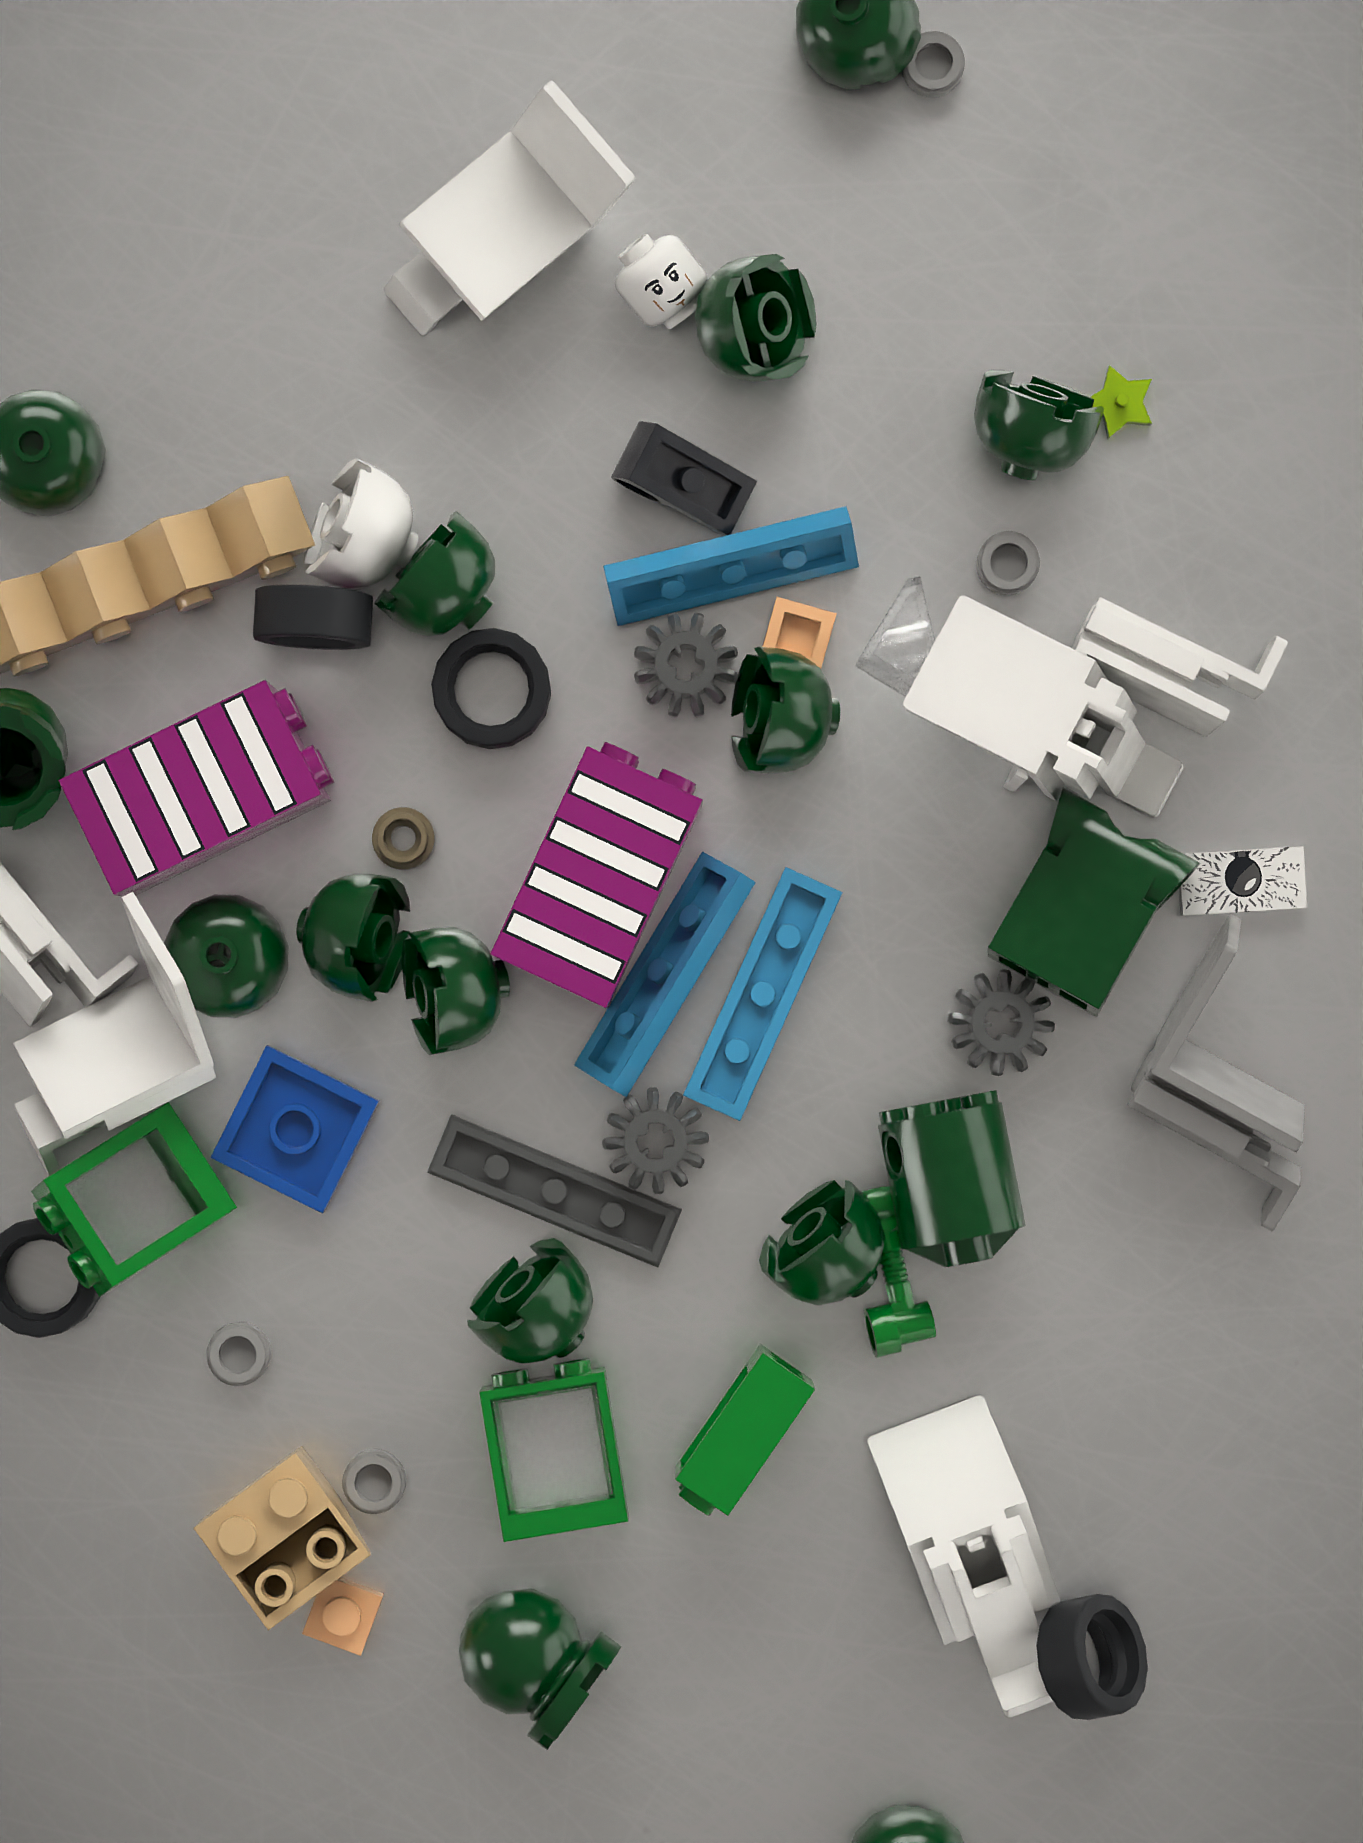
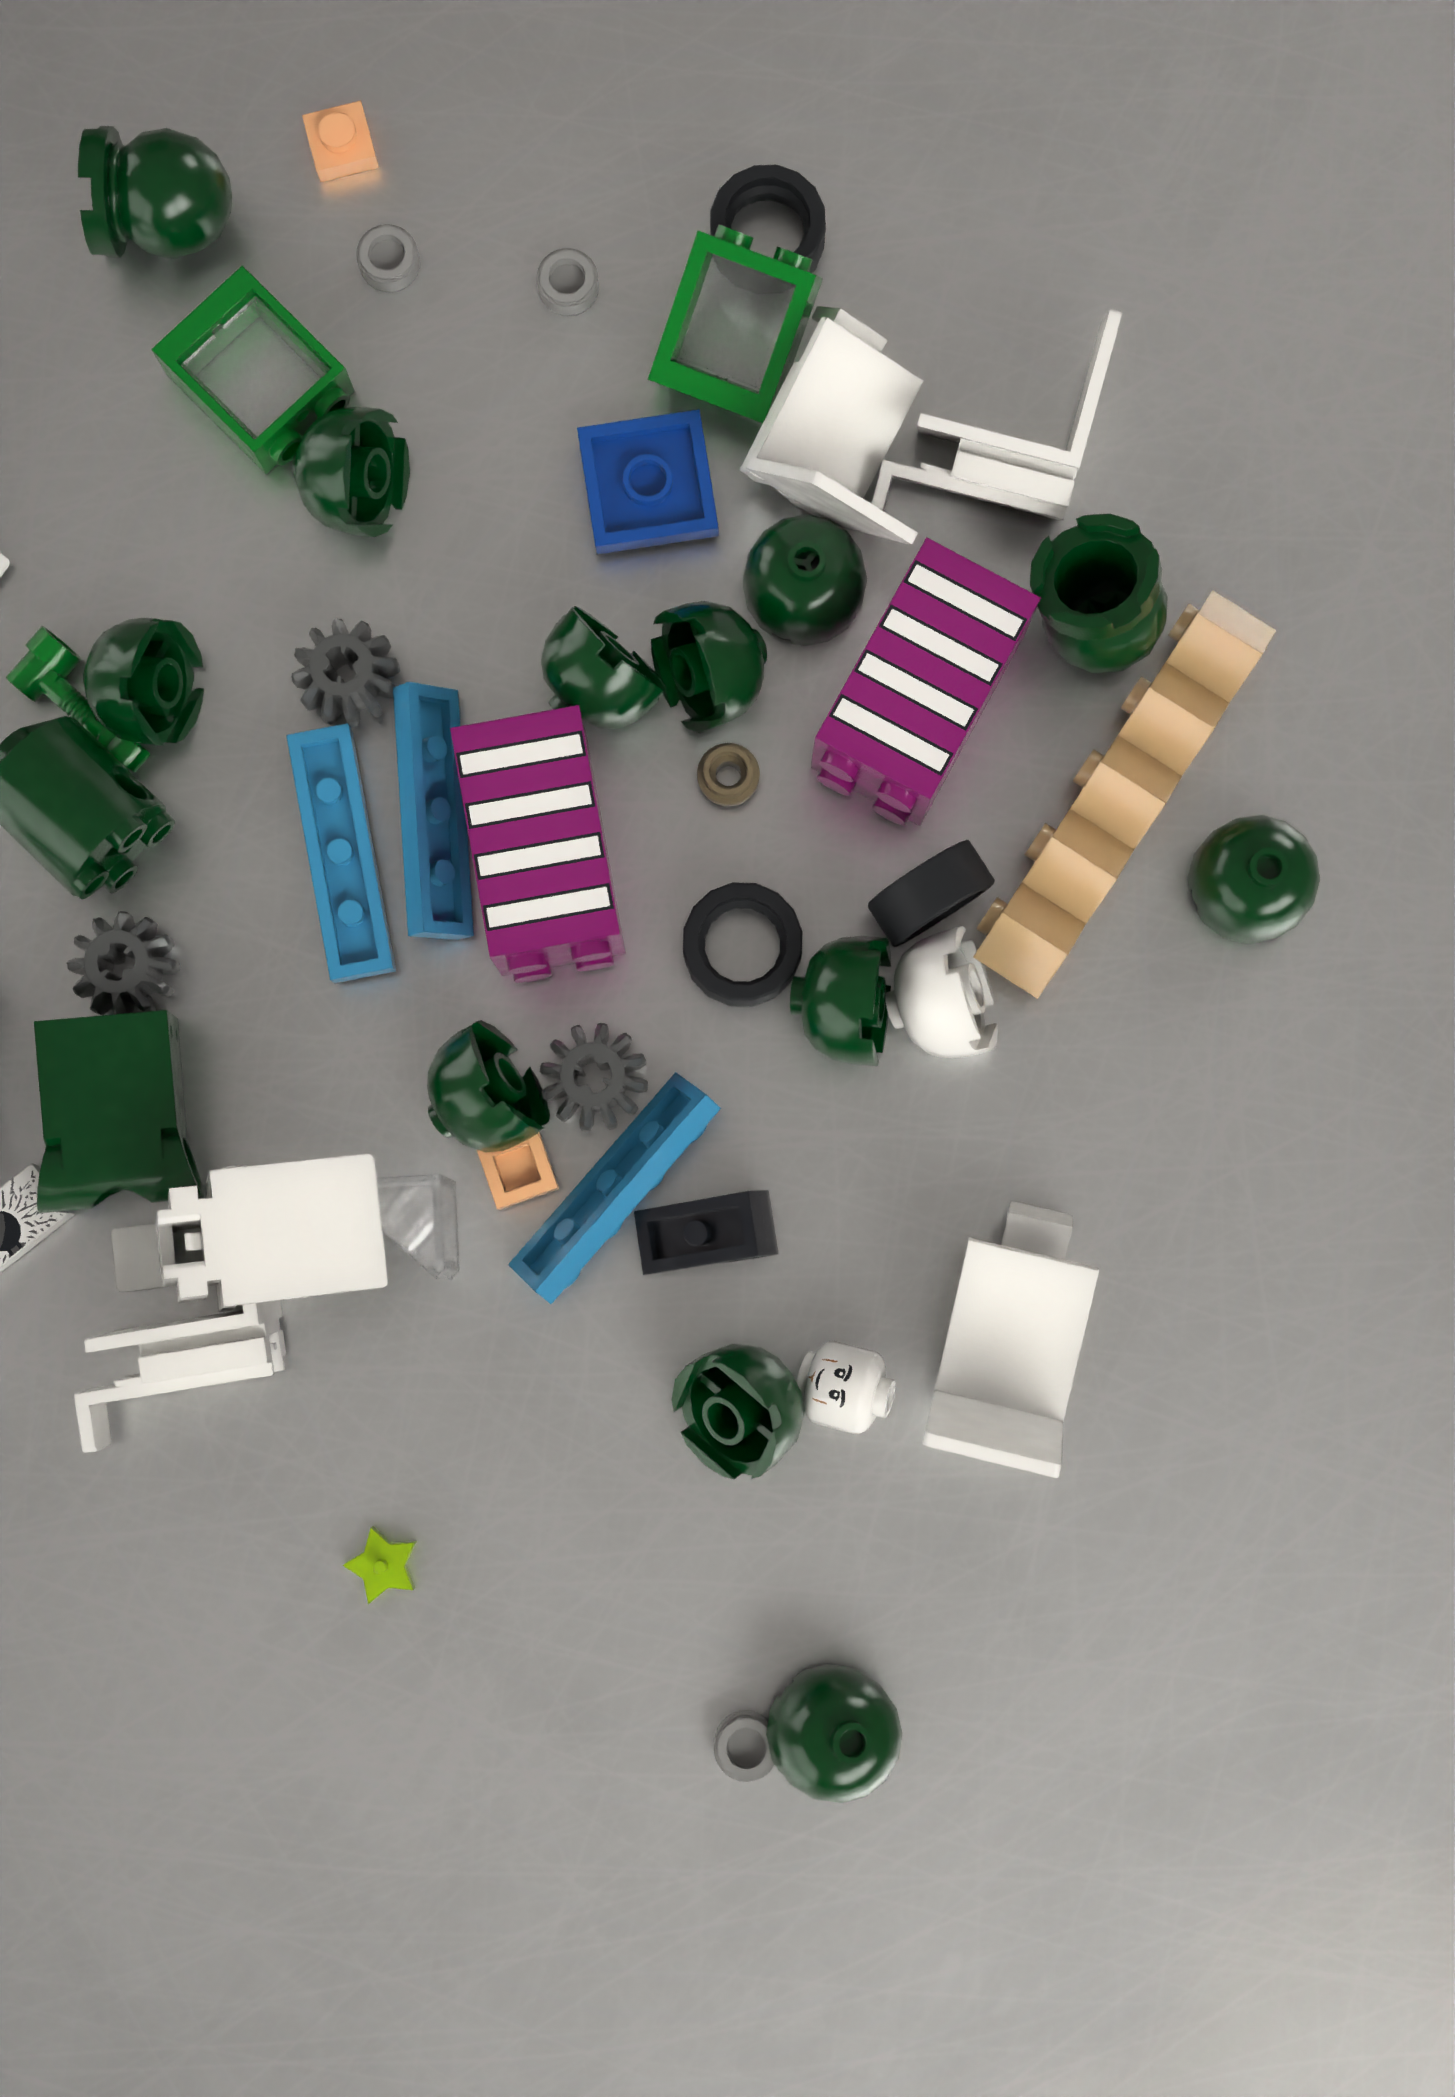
camera: 150 degrees right, 5 degrees down
(283, 1538) = (427, 156): tan slope -> none
(554, 1190) = (404, 581): dark grey tile -> none
(742, 1432) = (105, 483): green window -> none
(1008, 563) = (384, 1357): light grey tile -> none
(1034, 423) = (437, 1490): dark green cylinder -> none

